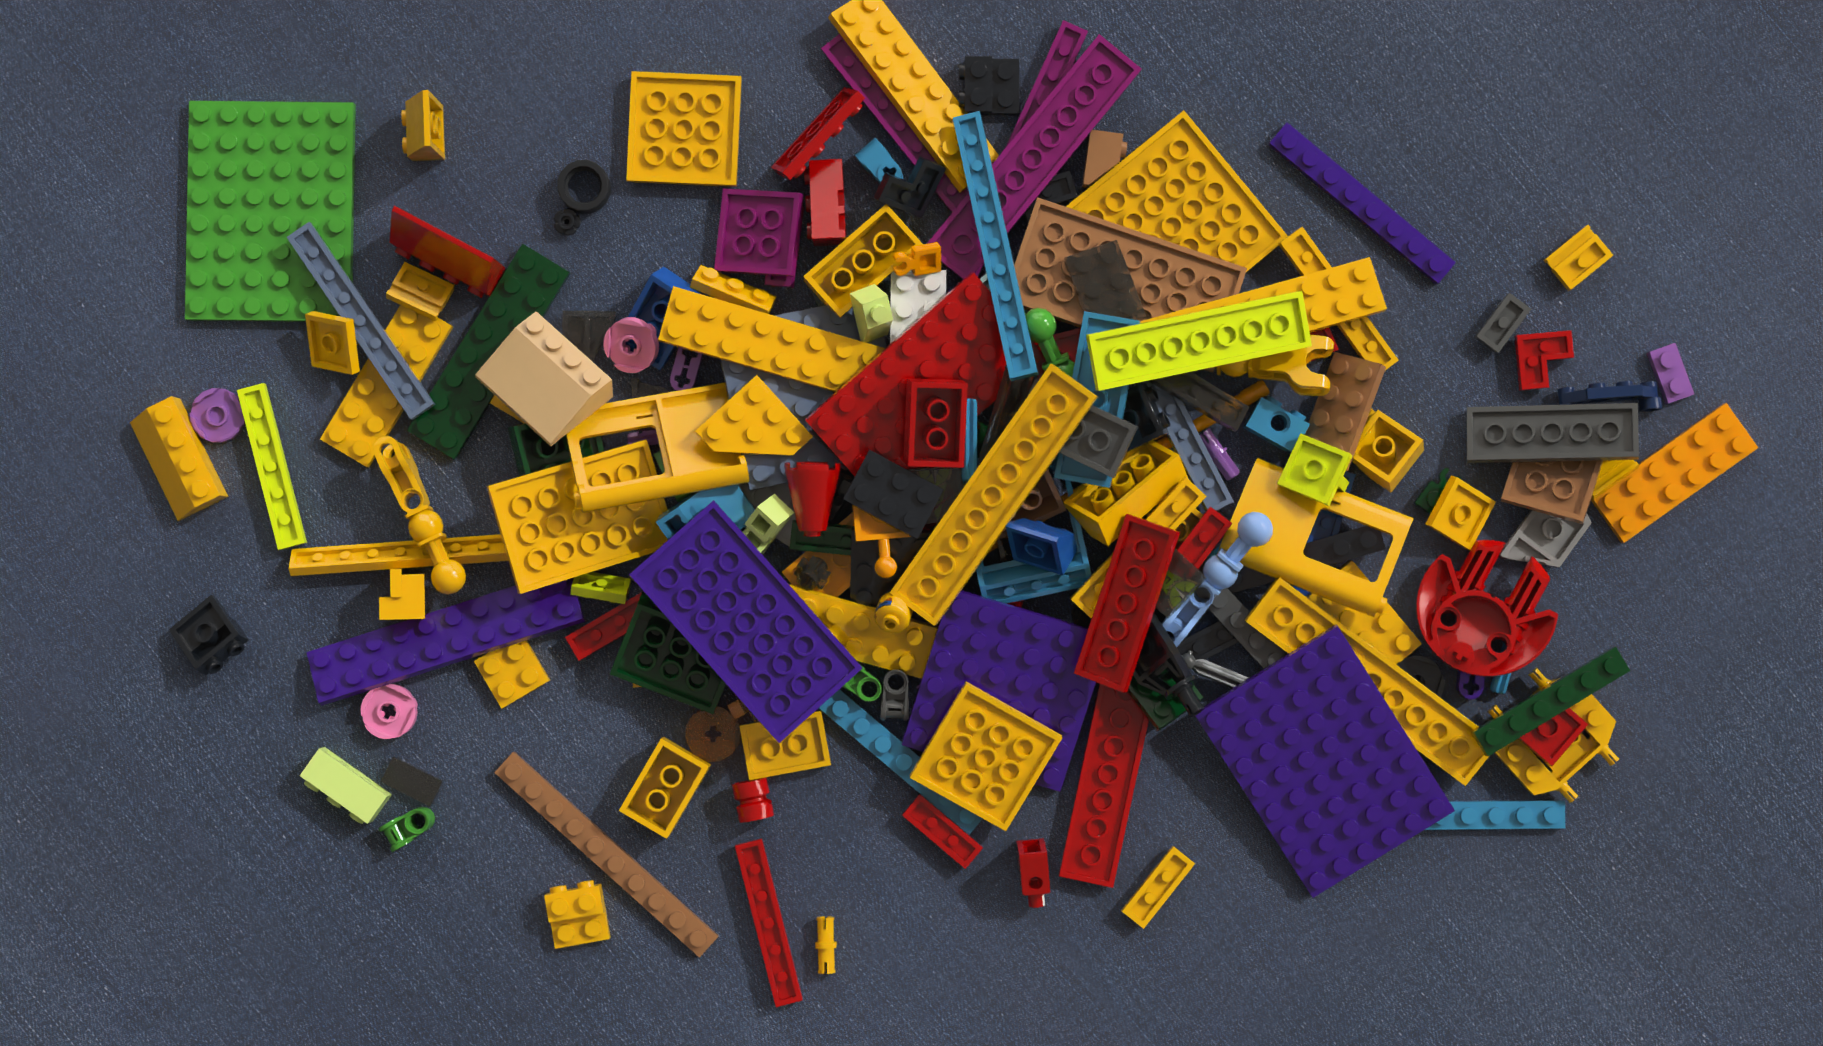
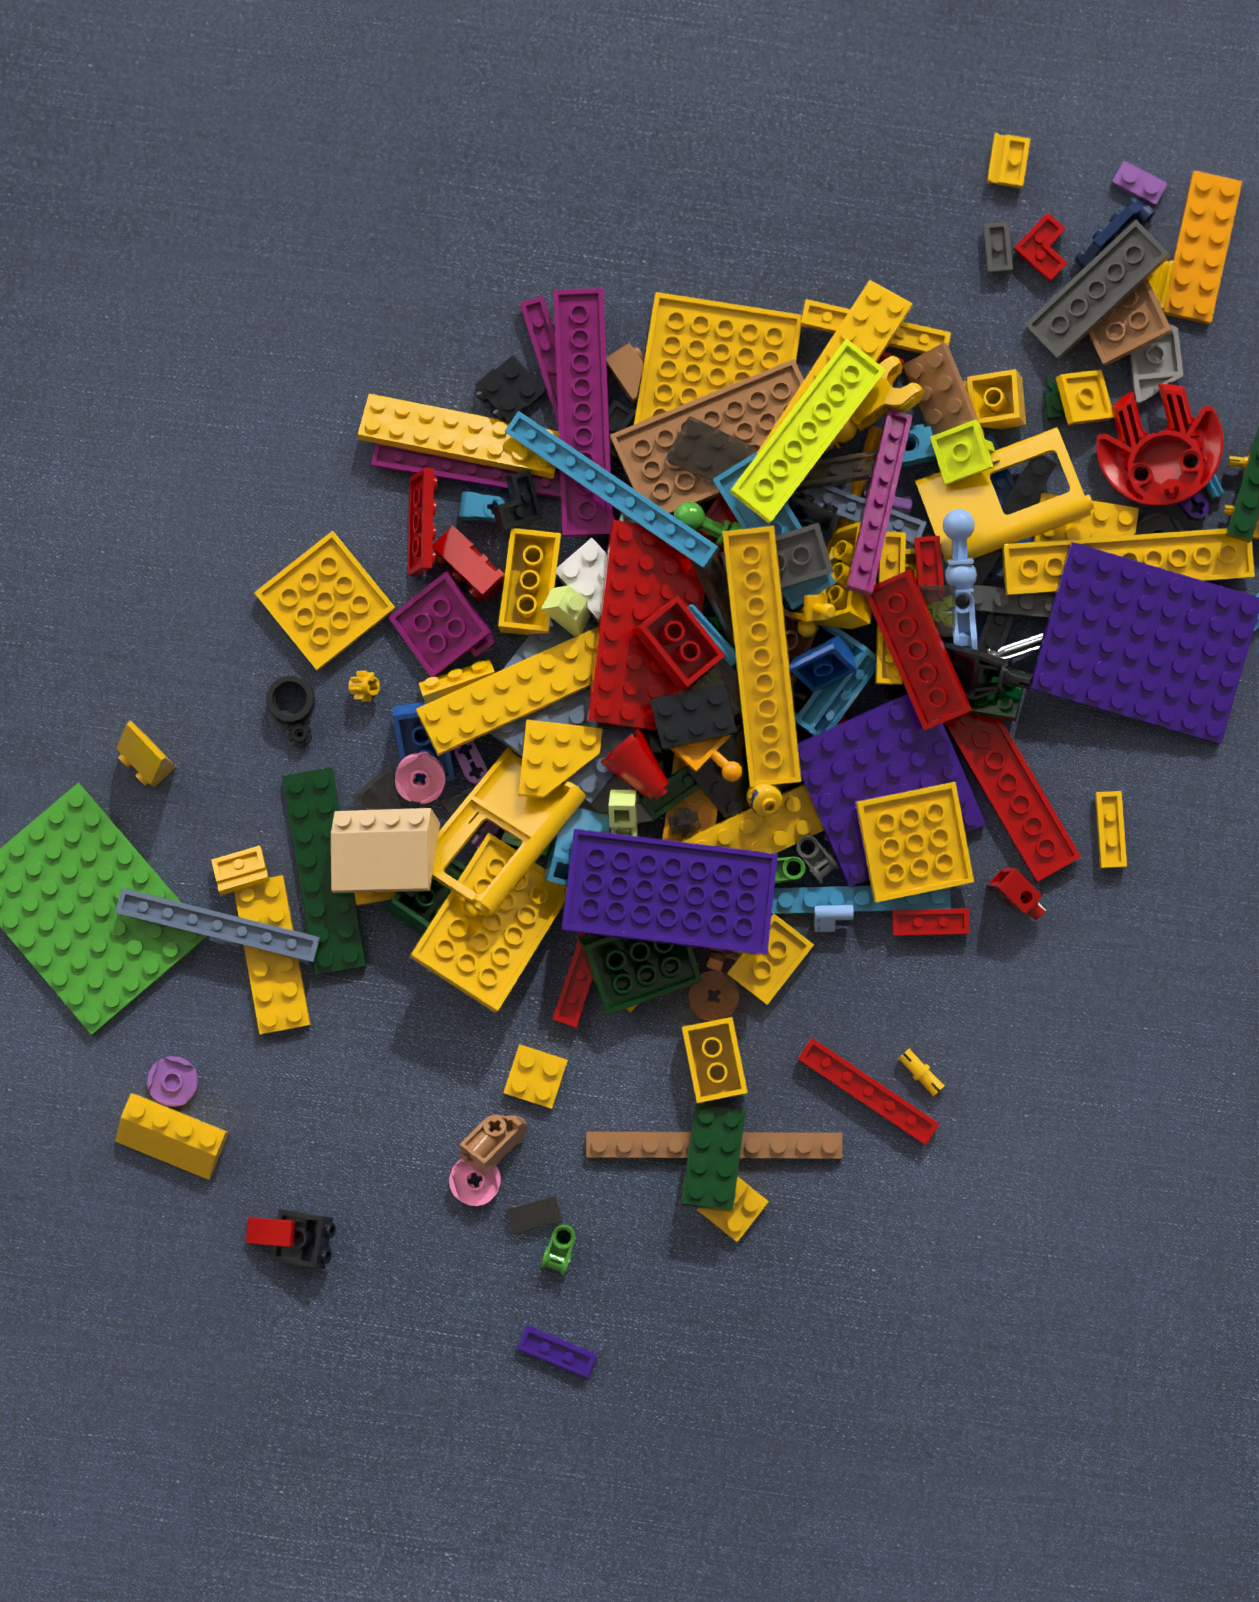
camera: 45 degrees left, 5 degrees down
(188, 607) = (270, 1231): none -> red slope
(271, 466) = (242, 1082): neon yellow plate -> none
(332, 342) = (211, 957): yellow plate -> none
(334, 906) = (557, 1351): none -> dark purple tile
(345, 786) = (490, 1259): yellowish green brick -> none
(392, 555) = (387, 1063): yellow plate -> none
(405, 598) = (416, 1088): yellow plate -> none
(417, 695) = (492, 1141): none -> medium nougat piece
(424, 524) = (386, 1025): yellow piece -> none
(441, 639) = (467, 1096): dark purple plate -> none
(444, 253) = (235, 826): red slope -> none
(593, 865) = (713, 1157): none -> dark green plate
(601, 587) = (547, 962): neon yellow plate -> none
(653, 228) = (364, 686): none -> yellow gear
(753, 800) = (782, 1015): red wheel -> none
(862, 751) = (827, 914): none -> light blue piece
(921, 261) = (569, 544): light orange plate -> none
(1071, 493) = (814, 609): none -> yellow piece
(1206, 452) = (879, 502): none -> magenta plate
(1361, 203) = (831, 250): dark purple plate -> none

